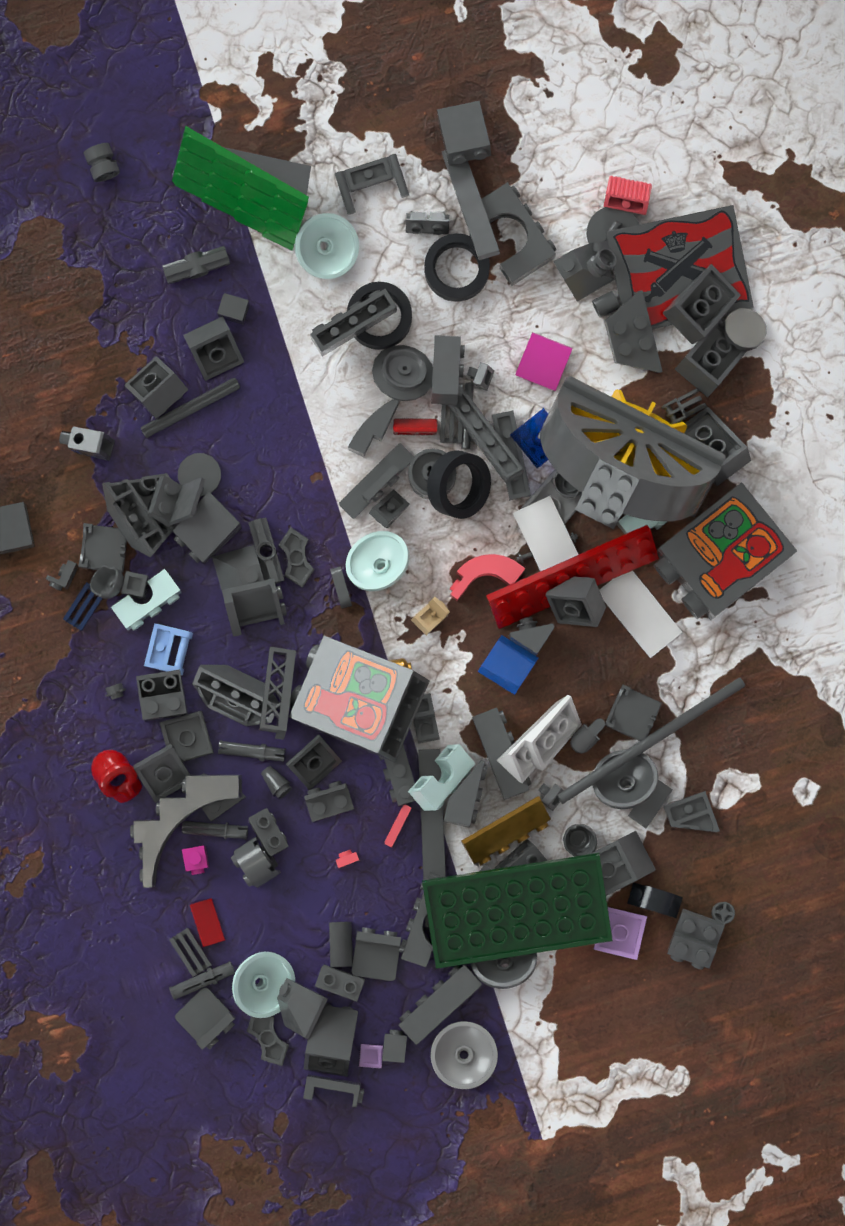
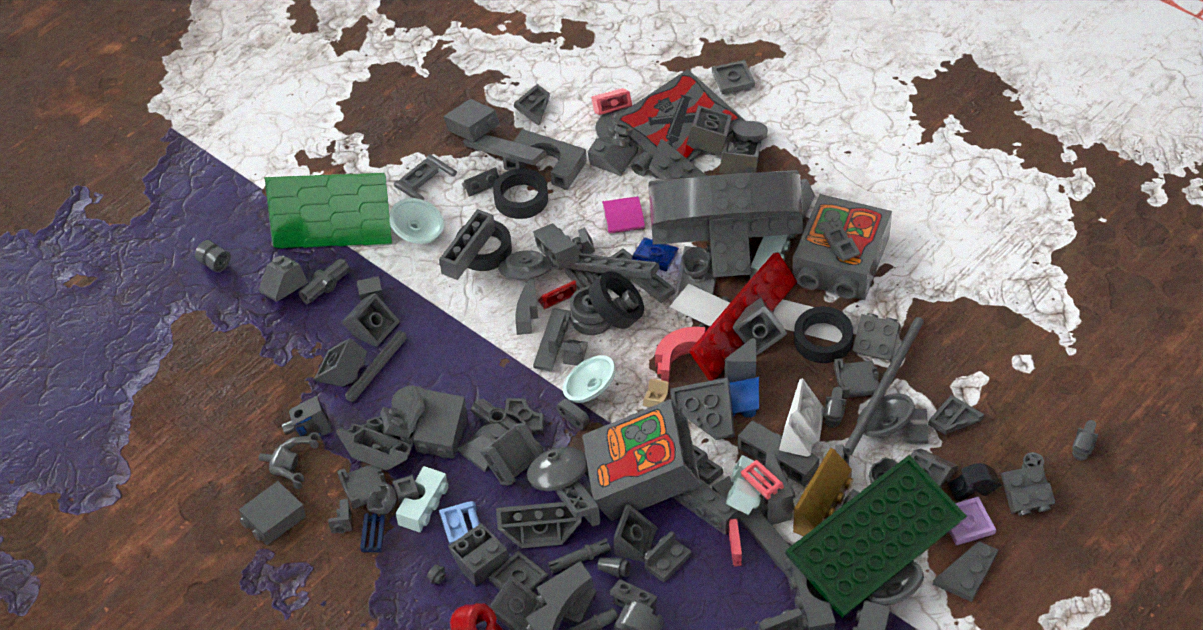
camera: 25 degrees left, 35 degrees down
(45, 473) = (284, 462): none -> dark grey piece
(152, 242) = (282, 278): none -> dark grey slope
(284, 664) = (557, 468): none -> dark grey dish
(346, 858) = (712, 587): coral plate -> none
(453, 812) = (771, 489): none -> coral tile
(466, 492) = (627, 301): none -> dark grey wheel
(468, 660) = (707, 406): none -> dark grey plate
(546, 143) = (533, 103): none -> dark grey wing
(585, 982) = (967, 572): none -> dark grey wing
(660, 631) = (823, 315): none -> black tyre
(687, 676) = (876, 336): none -> dark grey bracket
(715, 564) = (841, 244): none -> dark grey slope
(780, 237) = (733, 77): none -> dark grey plate
(789, 919) = (1085, 441): none -> dark grey arm

